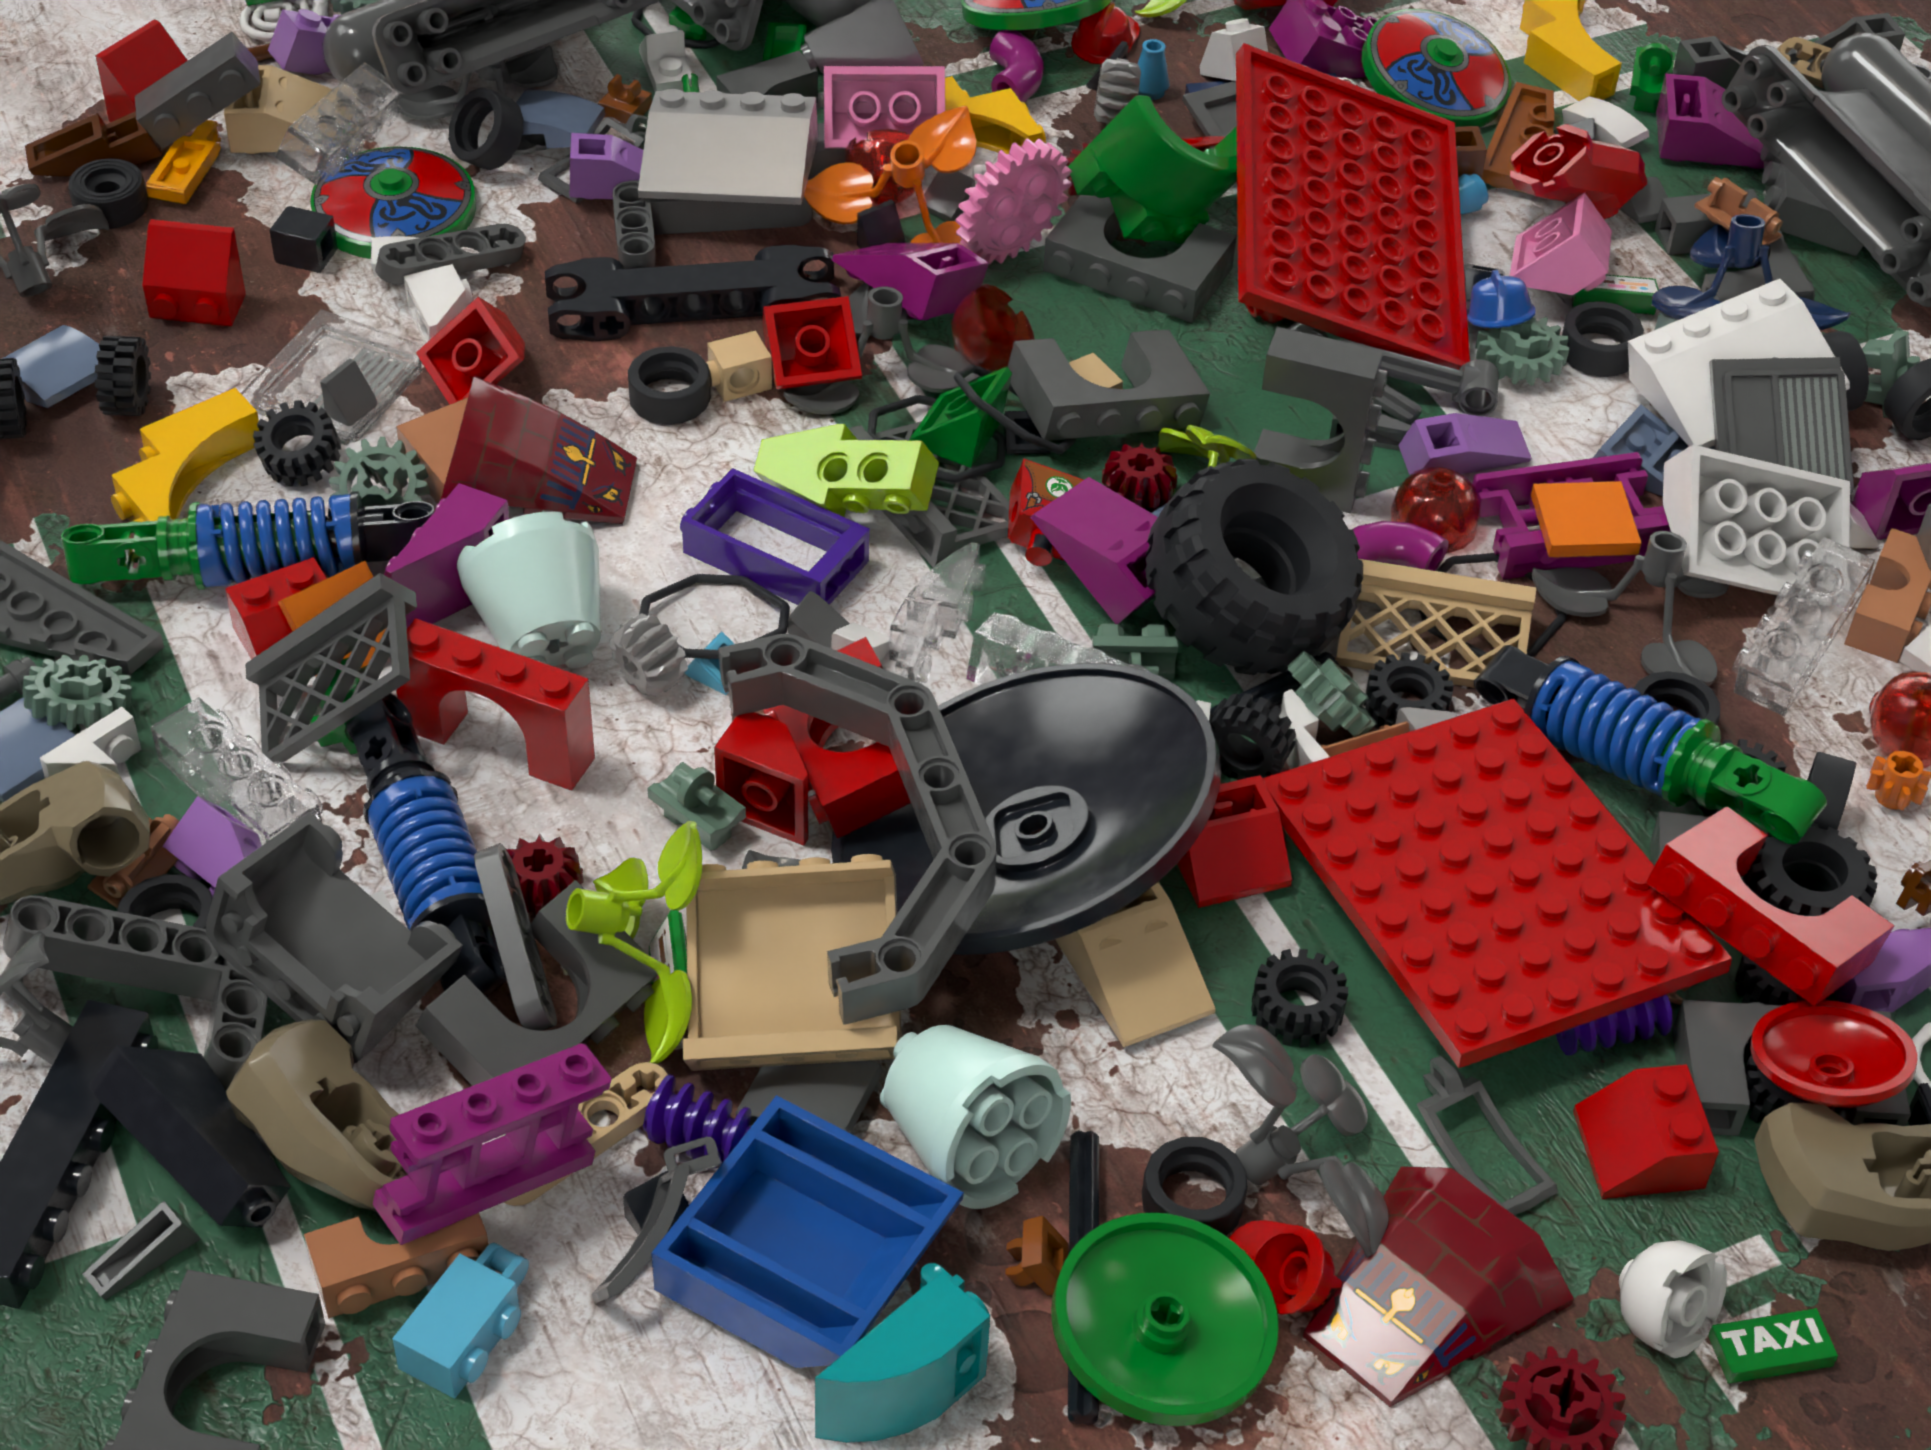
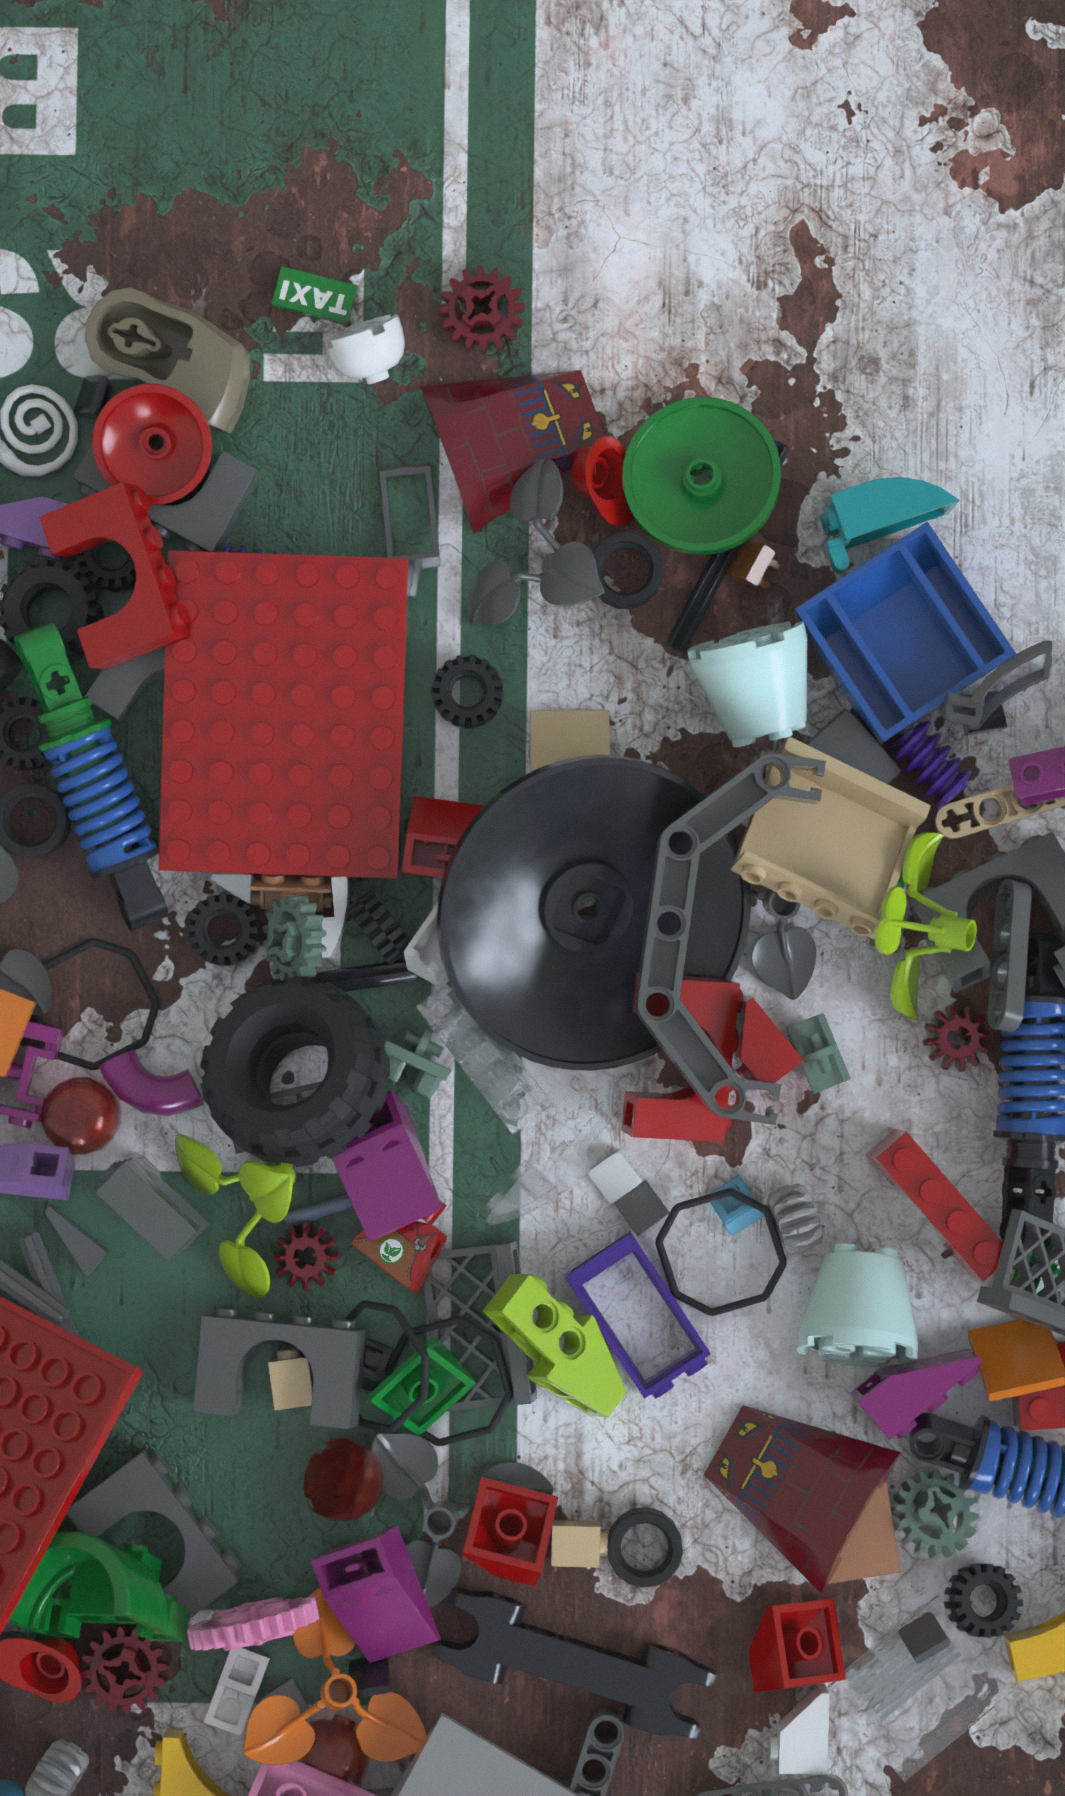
camera: 155 degrees left, 40 degrees up
(1438, 597) = (133, 1010): tan fence -> none
(1647, 1134) = (299, 474): red slope -> none

